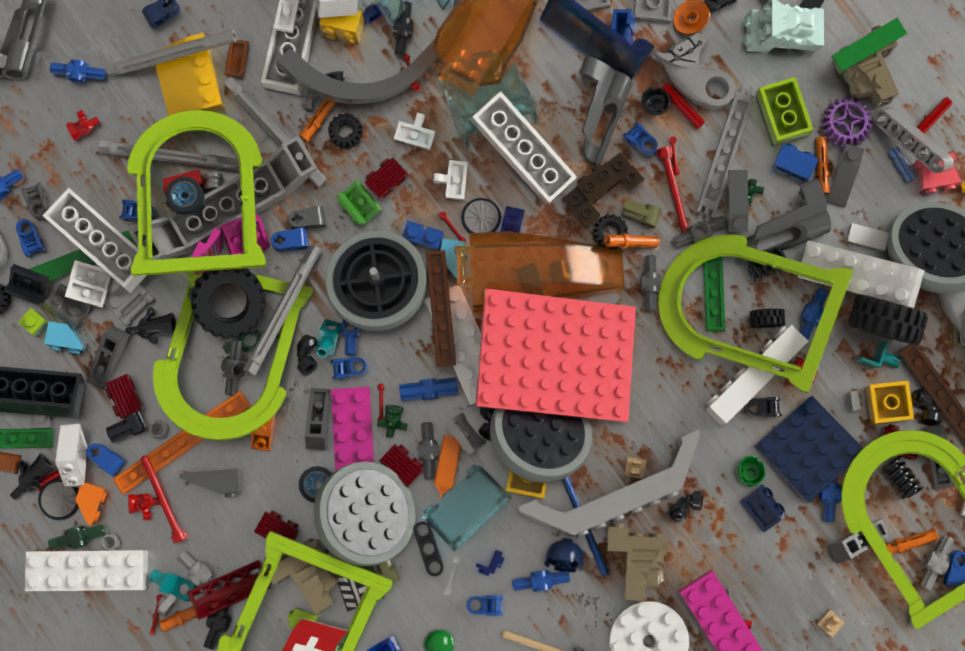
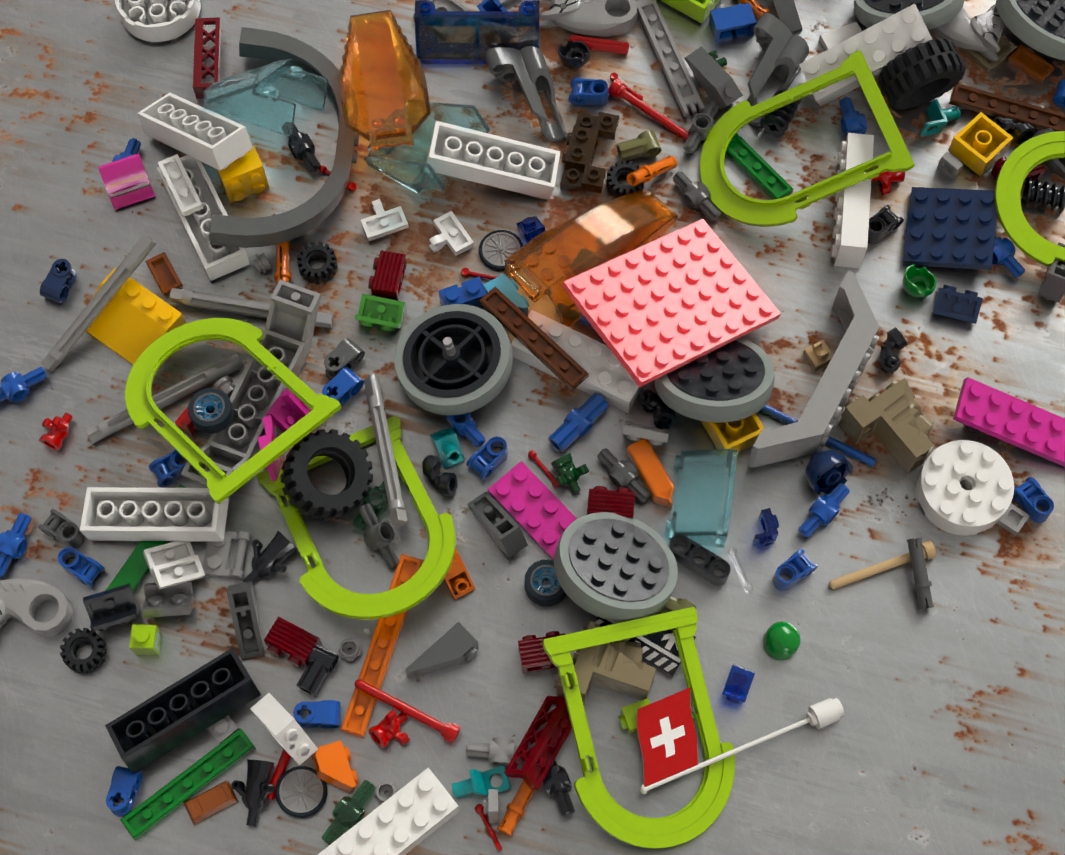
camera: 40 degrees left, 15 degrees down
(63, 336) = (187, 632): medium azure slope -> none
(372, 13) = (267, 146): clear blue bracket -> none
(767, 318) = (820, 150): black tyre -> none

